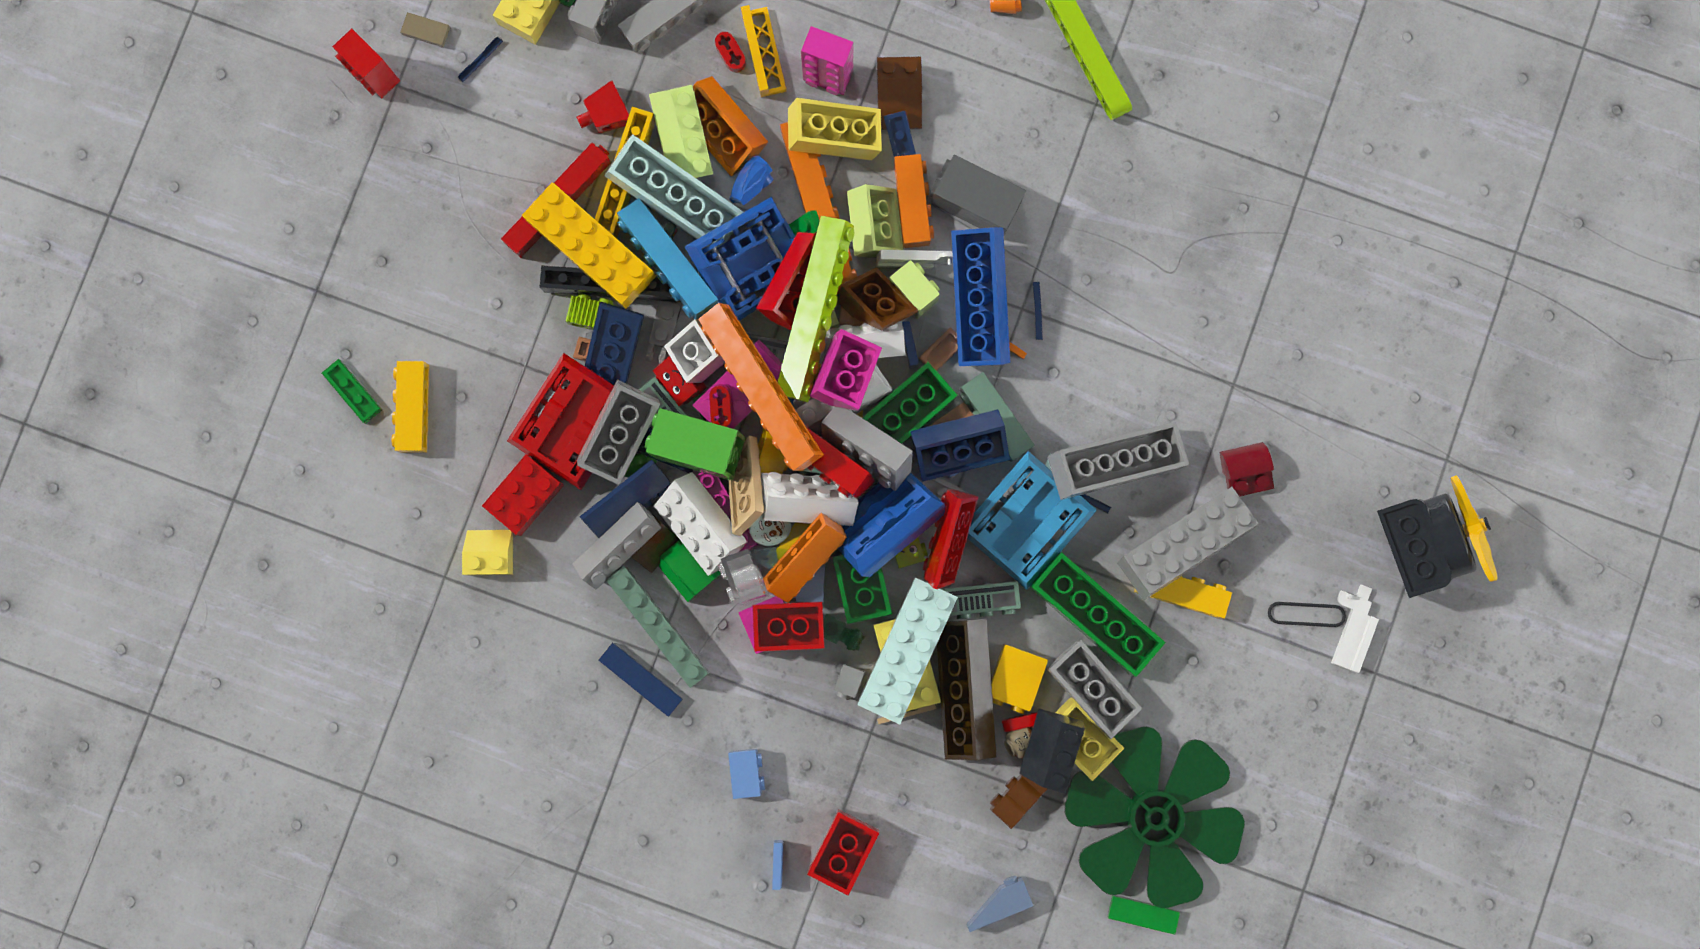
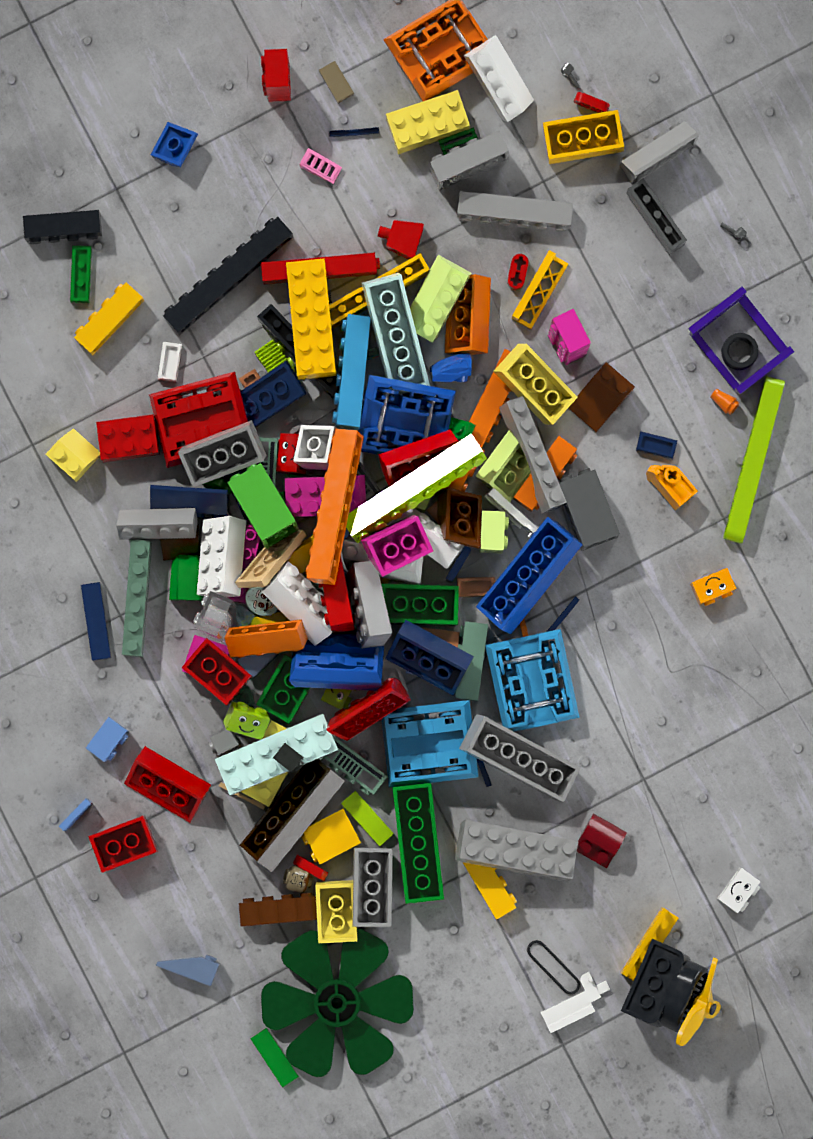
camera: 45 degrees right, 0 degrees up
(297, 364) = (62, 226): none -> black brick
(331, 207) = (174, 144): none -> blue slope
(471, 122) = (310, 168): none -> bright pink slope
(482, 277) = (228, 275): none -> black brick
(499, 397) = (169, 361): none -> white tile
(715, 406) = (304, 498): red beam -> none
(832, 763) = (167, 784): none -> red slope
(852, 644) = (246, 720): none -> lime brick
(899, 134) = (576, 424): dark blue plate -> none
(923, 205) = (546, 486): none -> light grey arch
(924, 644) = (289, 758): none -> pearl dark grey brick
(983, 93) = (656, 445): none -> dark blue tile
(1032, 633) = (367, 818): none -> lime tile
(1035, 115) = (674, 490): none -> light orange piece
(1052, 750) = (310, 899): black slope -> none
(1064, 386) = (532, 681): none -> dark azure piece
(1142, 167) = (713, 586): none -> light orange brick
(1369, 523) = (658, 931): none -> yellow fence
(1402, 404) = (739, 890): none -> white brick

